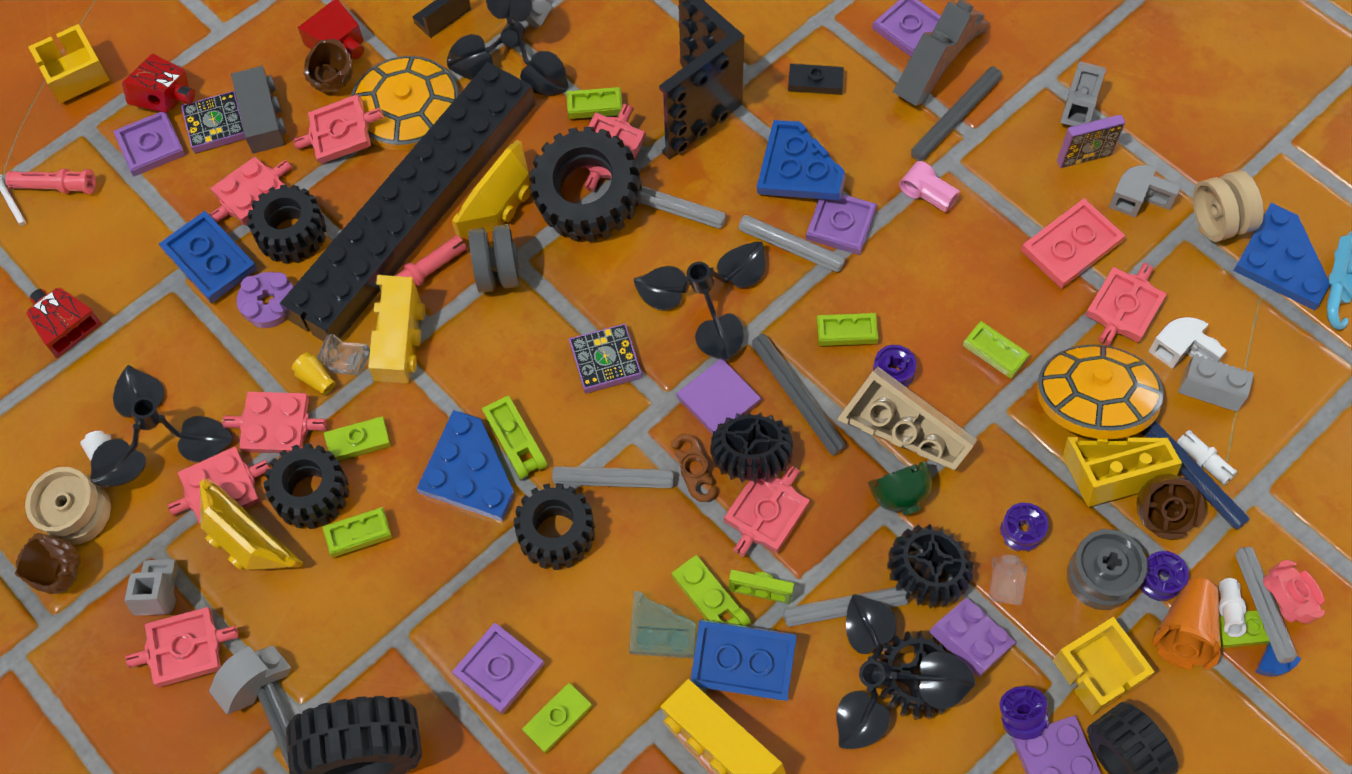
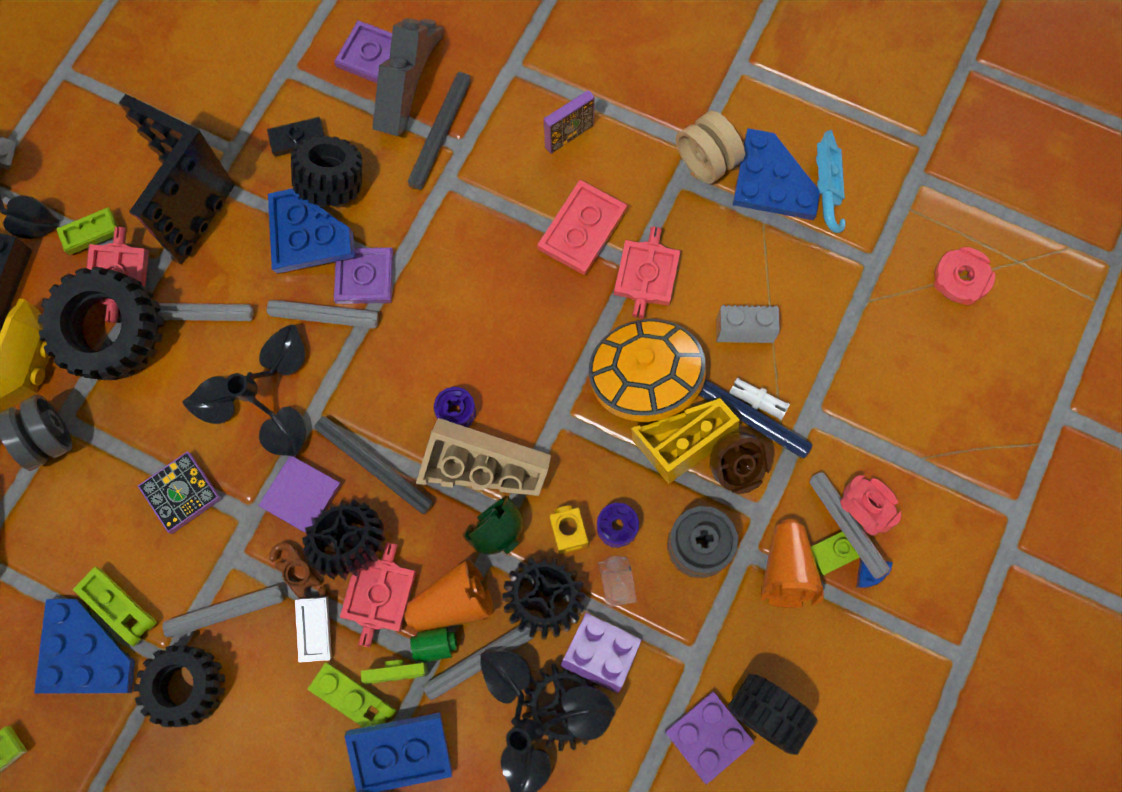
camera: 20 degrees left, 10 degrees up
(659, 631) = (311, 750): clear light blue wing -> none
(694, 521) = (313, 629): none -> white tile
(807, 574) = (433, 645): none -> green brick
(836, 537) = (451, 600): none -> orange cone
(838, 114) = (326, 170): none -> black tyre
(847, 329) = (400, 384): lime plate -> none
(923, 183) = (427, 212): bright pink piece -> none
(967, 525) = (572, 542): none -> yellow brick
(996, 349) = (543, 357): lime plate -> none
(1024, 712) = (657, 704): dark purple wheel -> none
(1083, 94) = (549, 76): light grey brick -> none
(1103, 665) = (724, 637): yellow piece -> none
(1140, 185) = (625, 150): light grey brick -> none
(1169, 566) = (765, 532): dark purple wheel -> none
(1185, 337) = (706, 289): white brick -> none
(1232, 607) = (821, 539): white pin -> none

